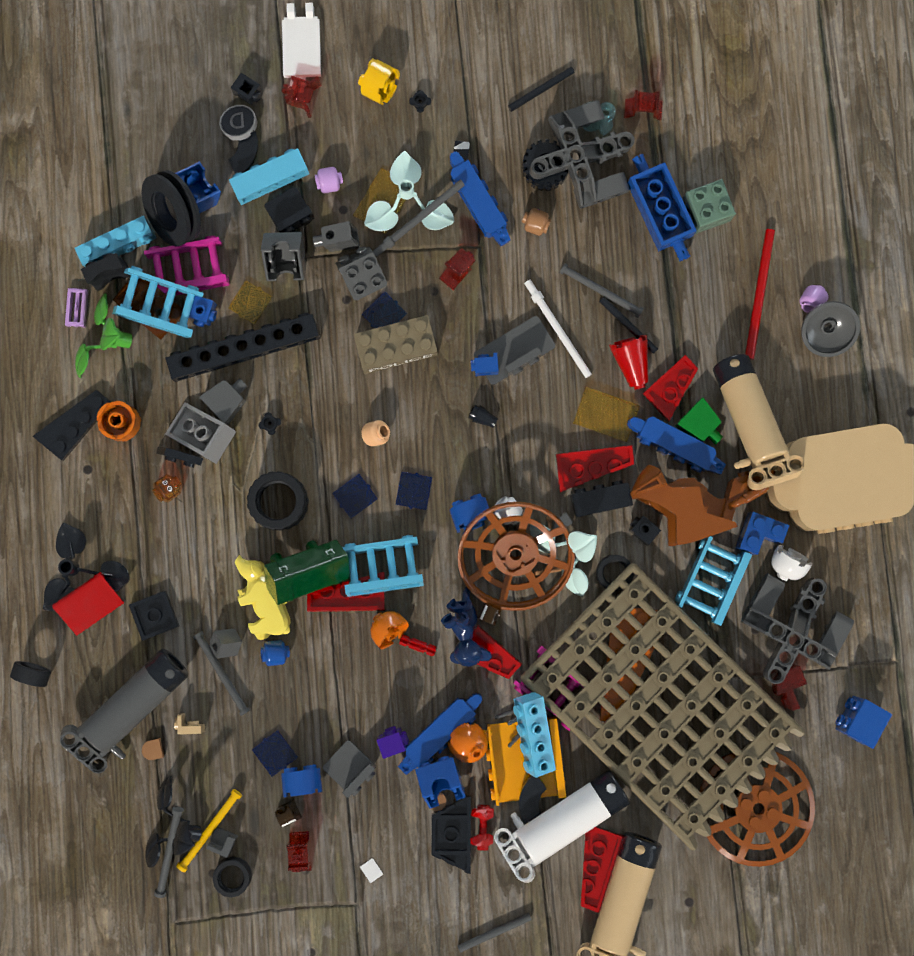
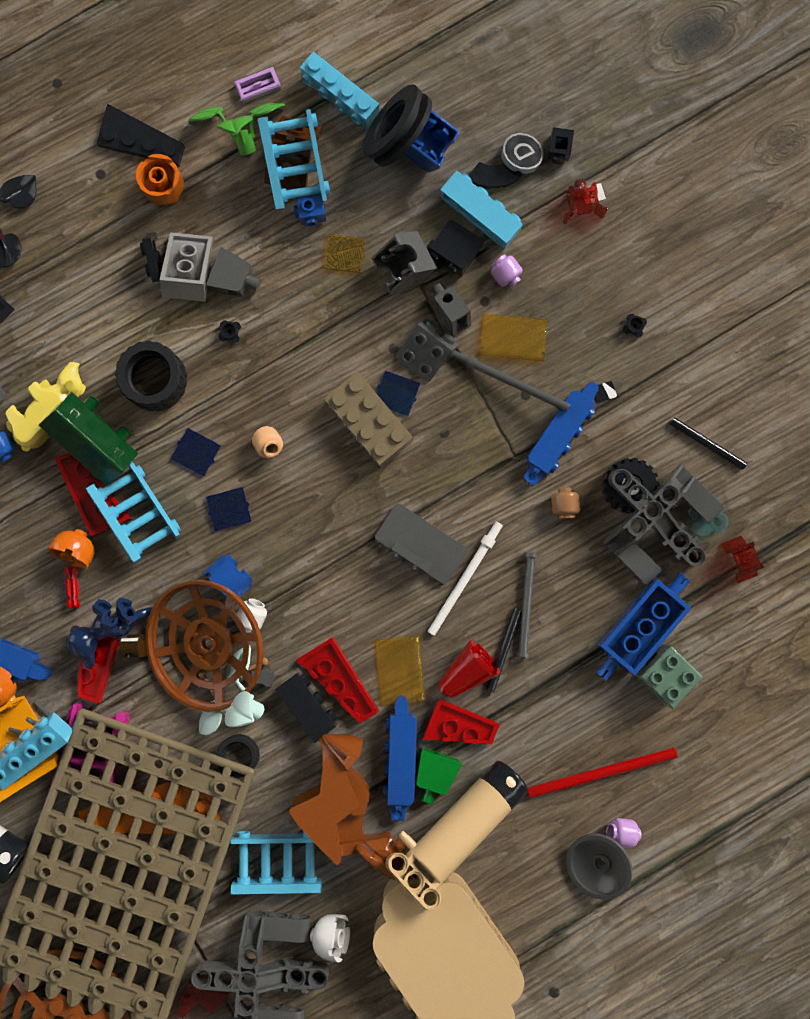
camera: 60 degrees right, 0 degrees up
(104, 270) = (304, 92): black brick -> none
(167, 488) = (115, 260): clear orange head -> none
(176, 359) = (246, 209): black brick -> none
(216, 279) = (339, 192): dark pink fence -> none
(301, 43) = (636, 177): white tile -> none
(379, 81) = (633, 273): yellow brick -> none
(405, 174) = (552, 343): light aqua plant -> none
(457, 268) = (478, 445): clear red piece -> none
(481, 416) = (336, 541): black cone -> none
(485, 365) = (389, 520): blue brick -> none
(644, 529) = (296, 766): black brick -> none
(756, 529) = (348, 884): blue brick -> none

